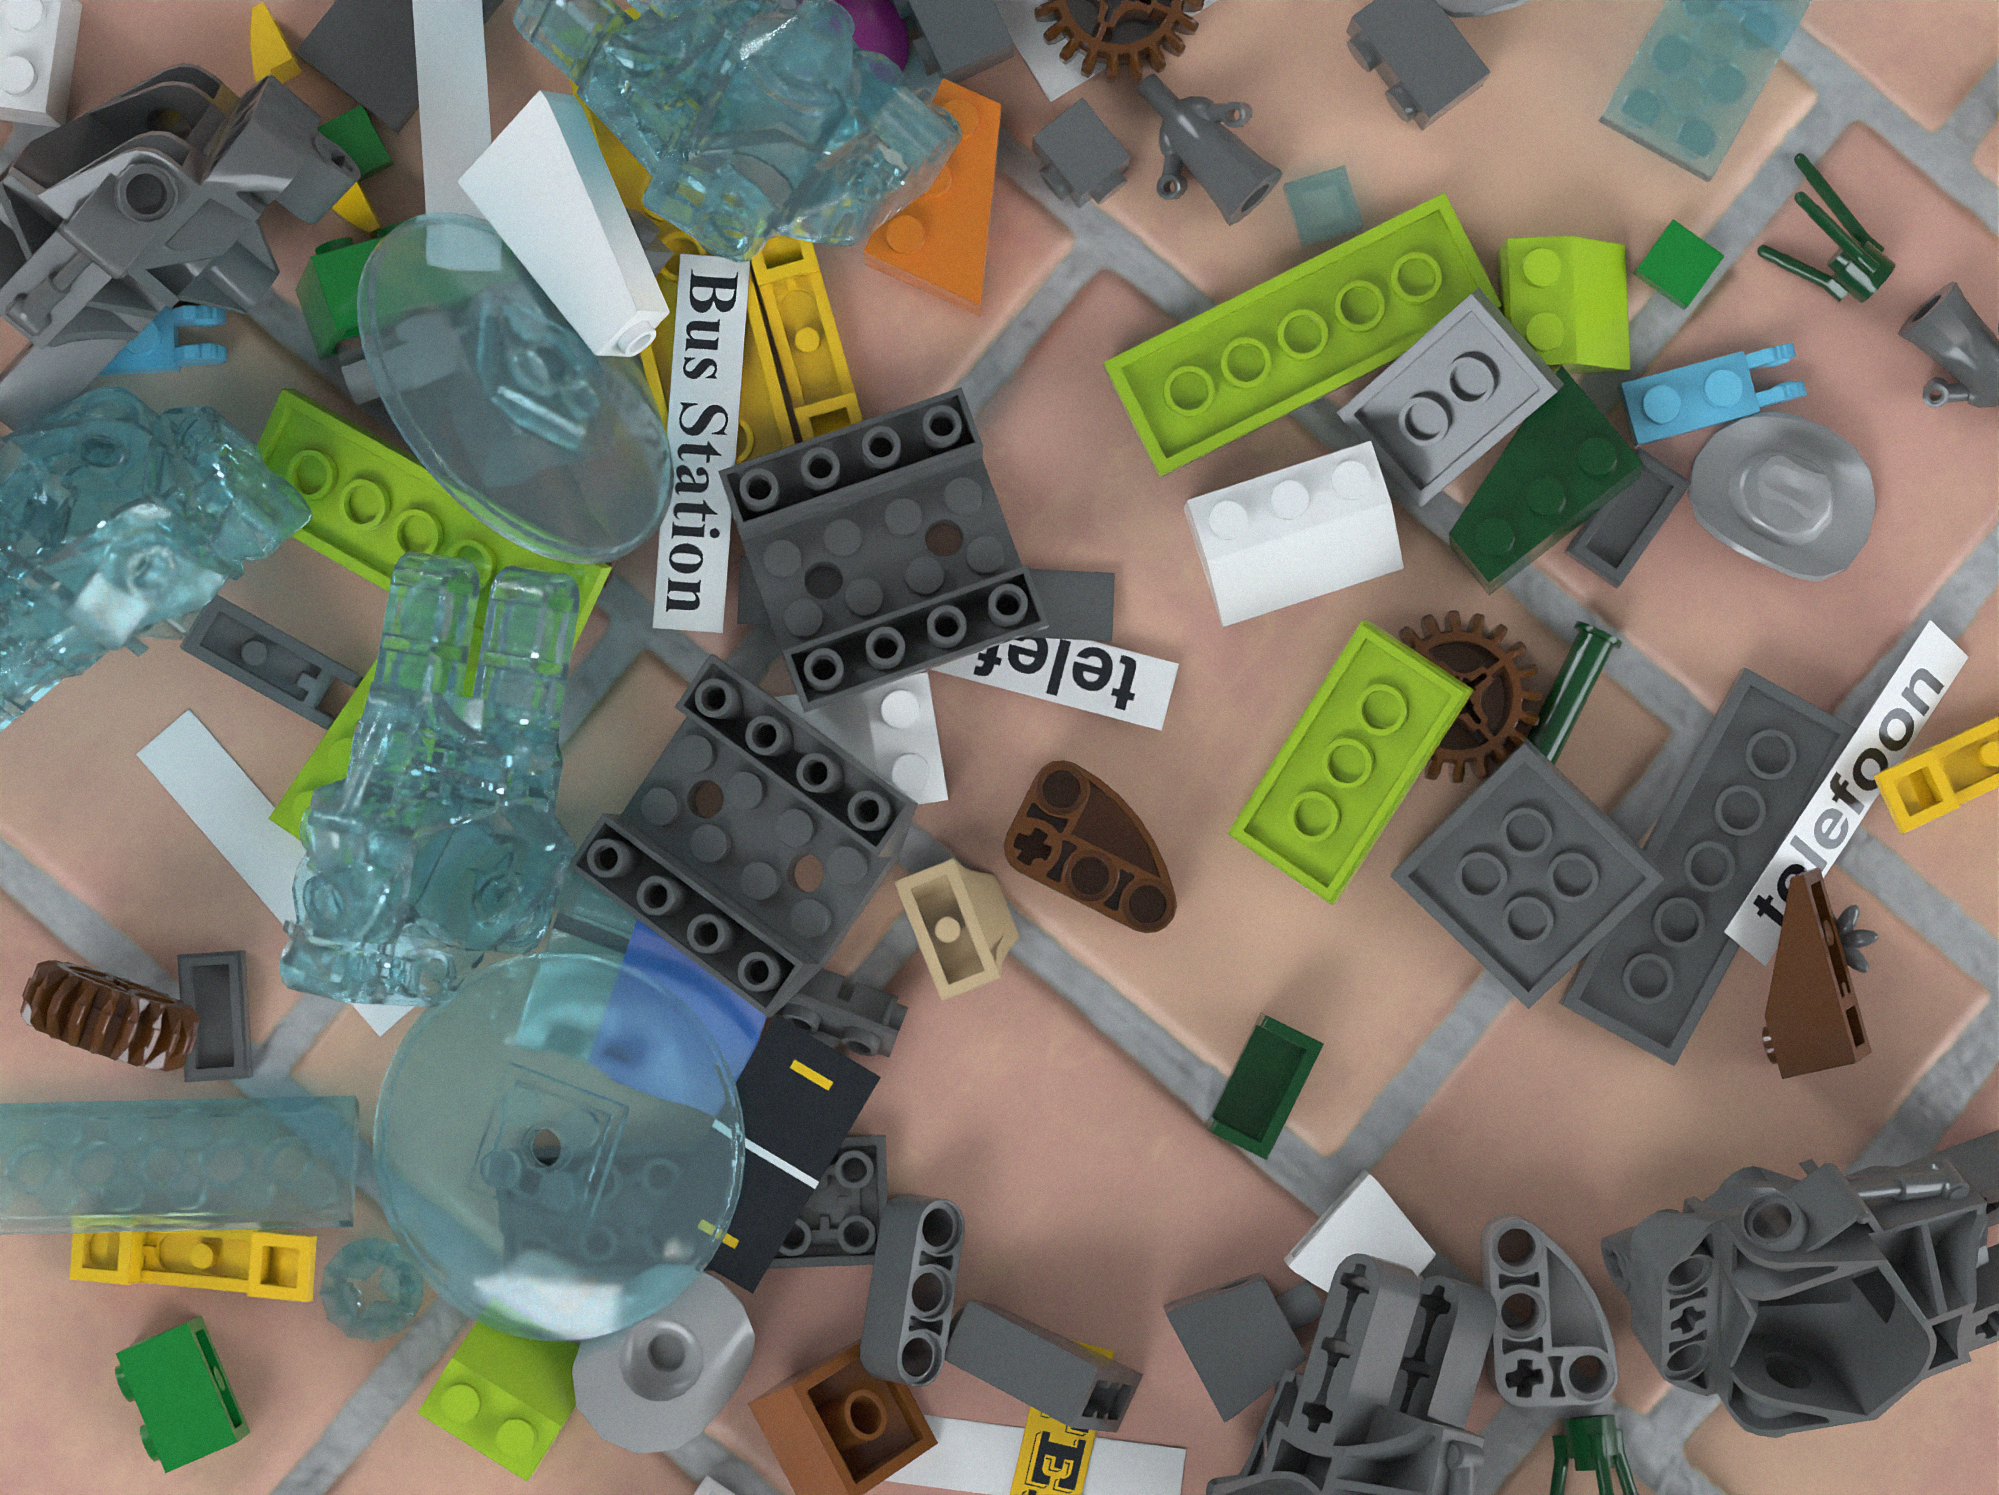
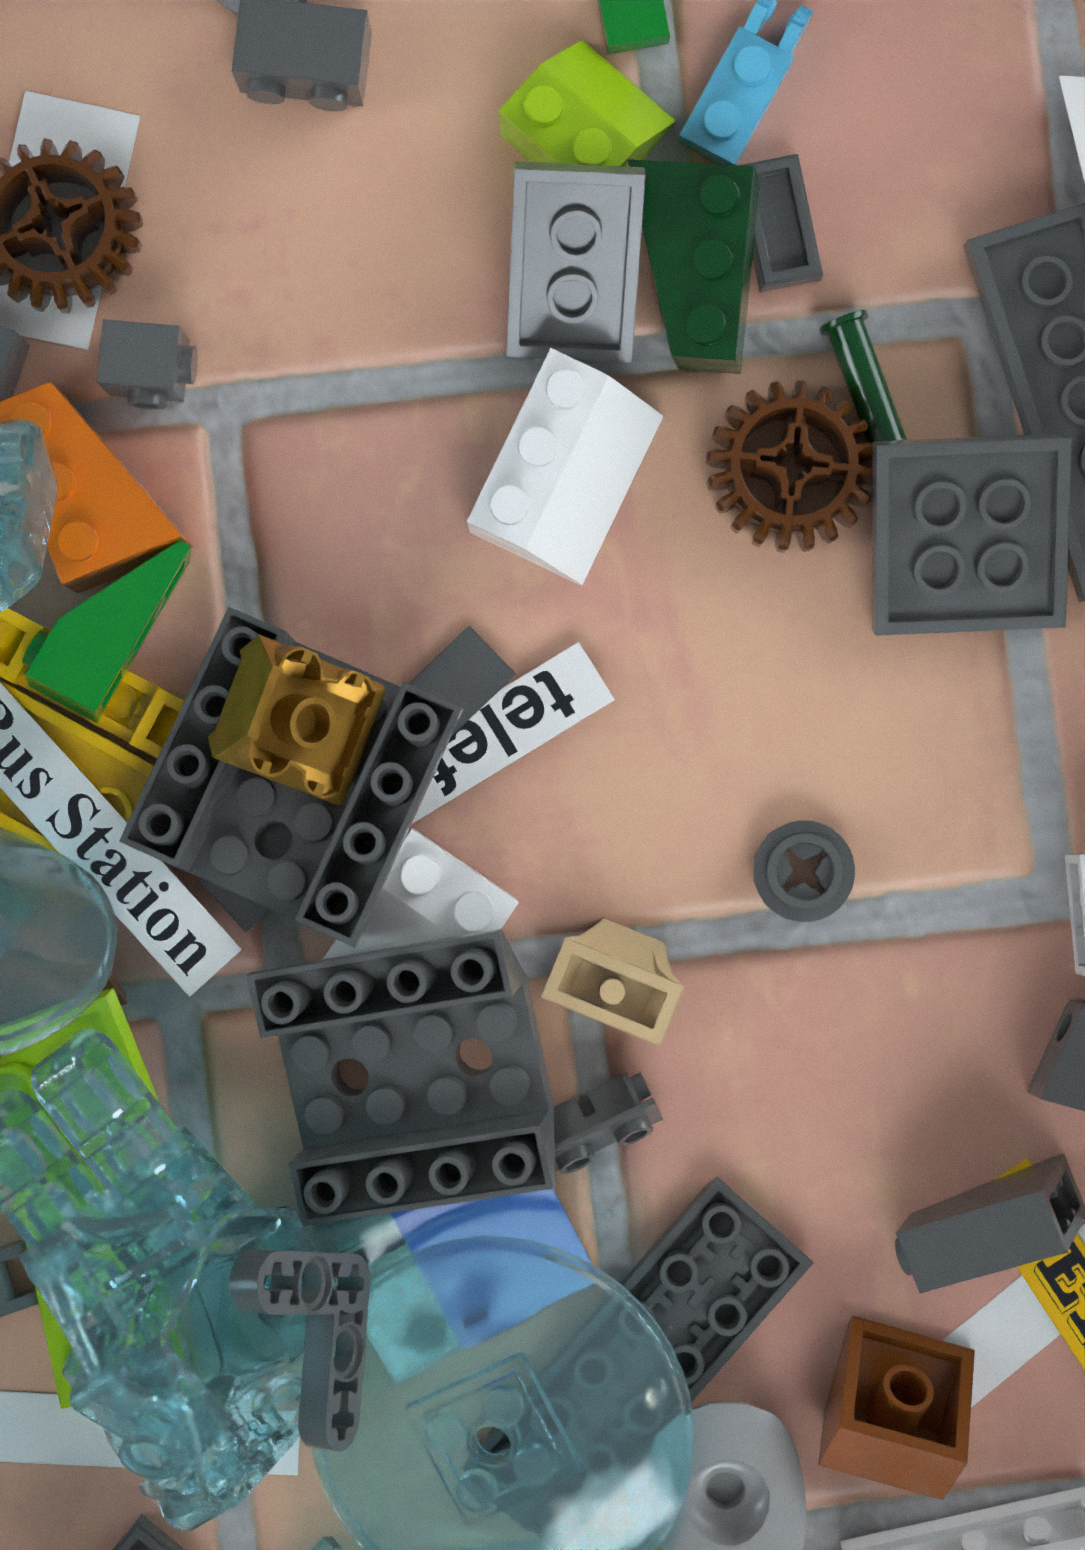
camera: 45 degrees left, 0 degrees up
(527, 949) = (328, 1384): none -> dark grey beam
(796, 1114) = (641, 1231): black sticker -> none
(848, 316) = (99, 638): none -> green slope
(908, 1318) = (849, 1266): dark grey beam -> none
(927, 514) = (296, 719): none -> pearl gold slope
(1094, 827) = (640, 812): reddish brown beam -> none
(1188, 1010) = (833, 873): none -> dark grey gear
(1216, 156) = (240, 267): dark grey piece -> none
(1263, 1086) = (942, 870): dark green panel -> none
(1296, 335) = (423, 333): lime plate -> none
(1323, 206) = (349, 226): clear light blue tile -> none
(1350, 761) = (767, 584): lime tile -> none
(1784, 494) = (868, 94): light grey hat -> none

